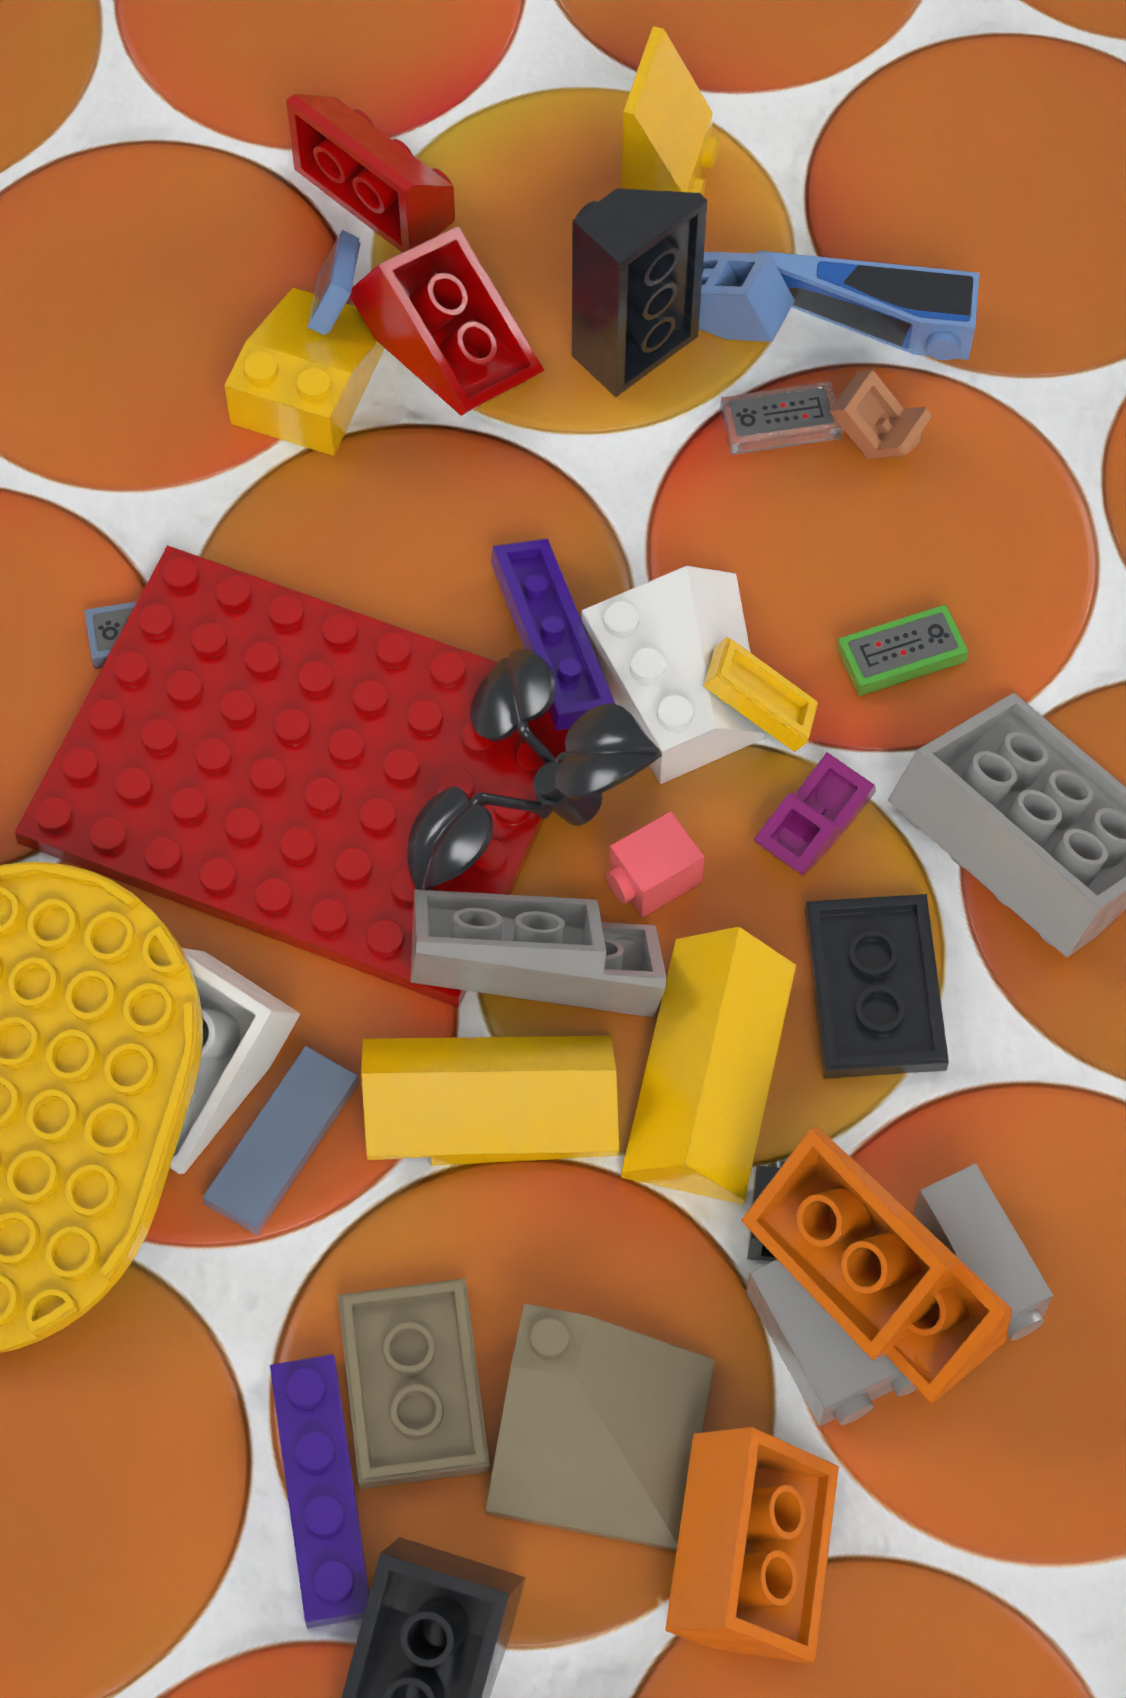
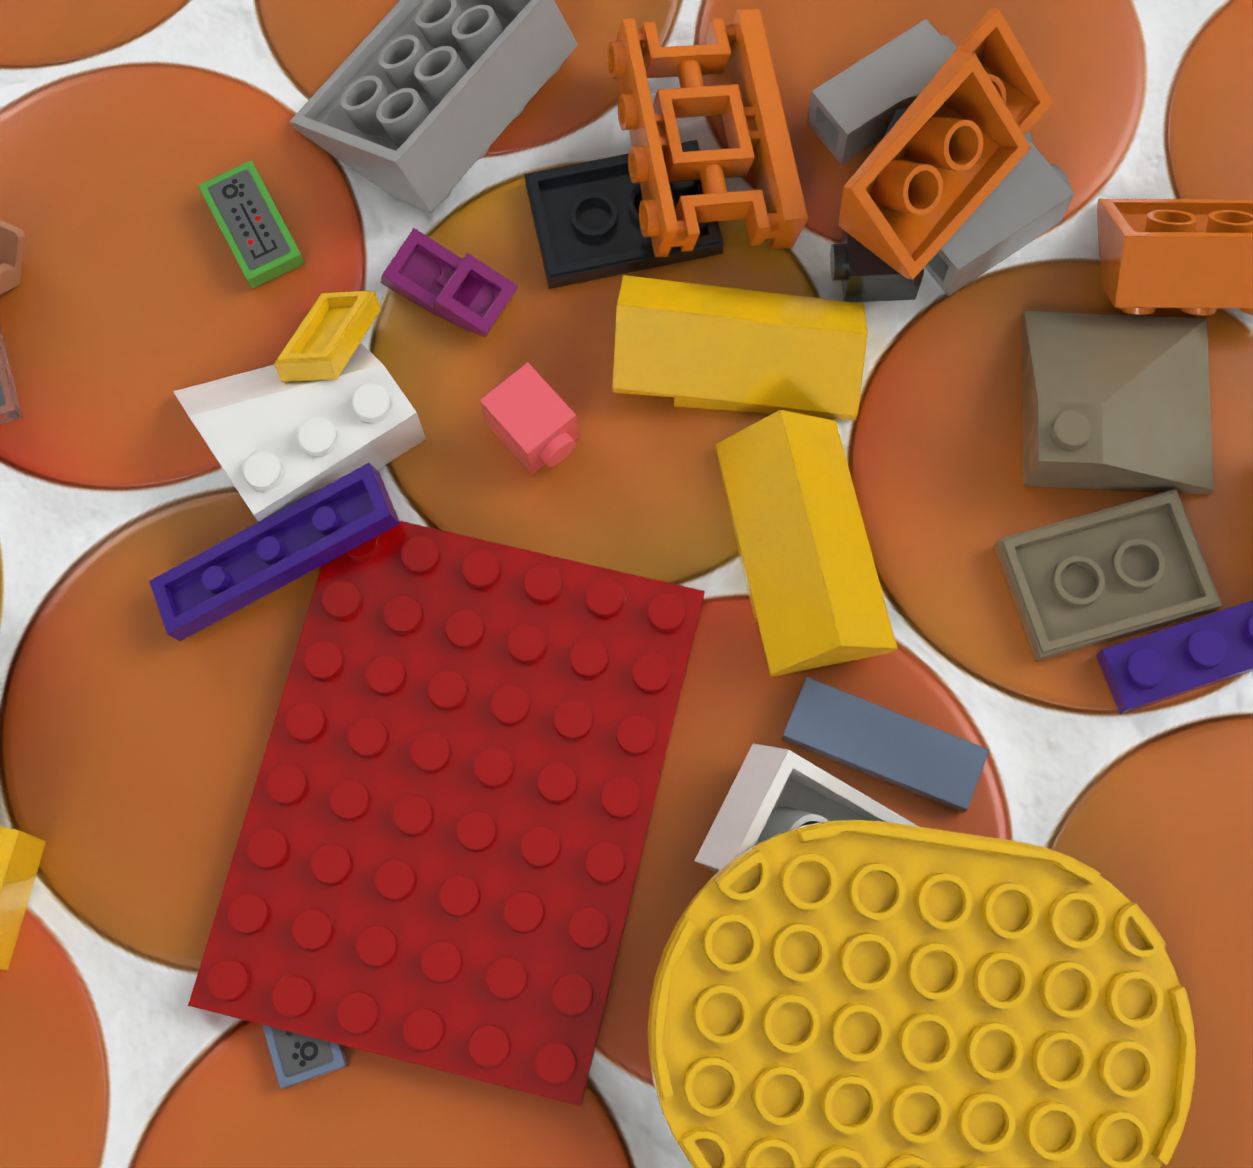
camera: 95 degrees left, 10 degrees up
(536, 951) = (648, 515): light grey slope -> none
(600, 753) = (468, 438): black plant -> none
(948, 1110) = (751, 122): none -> orange fence

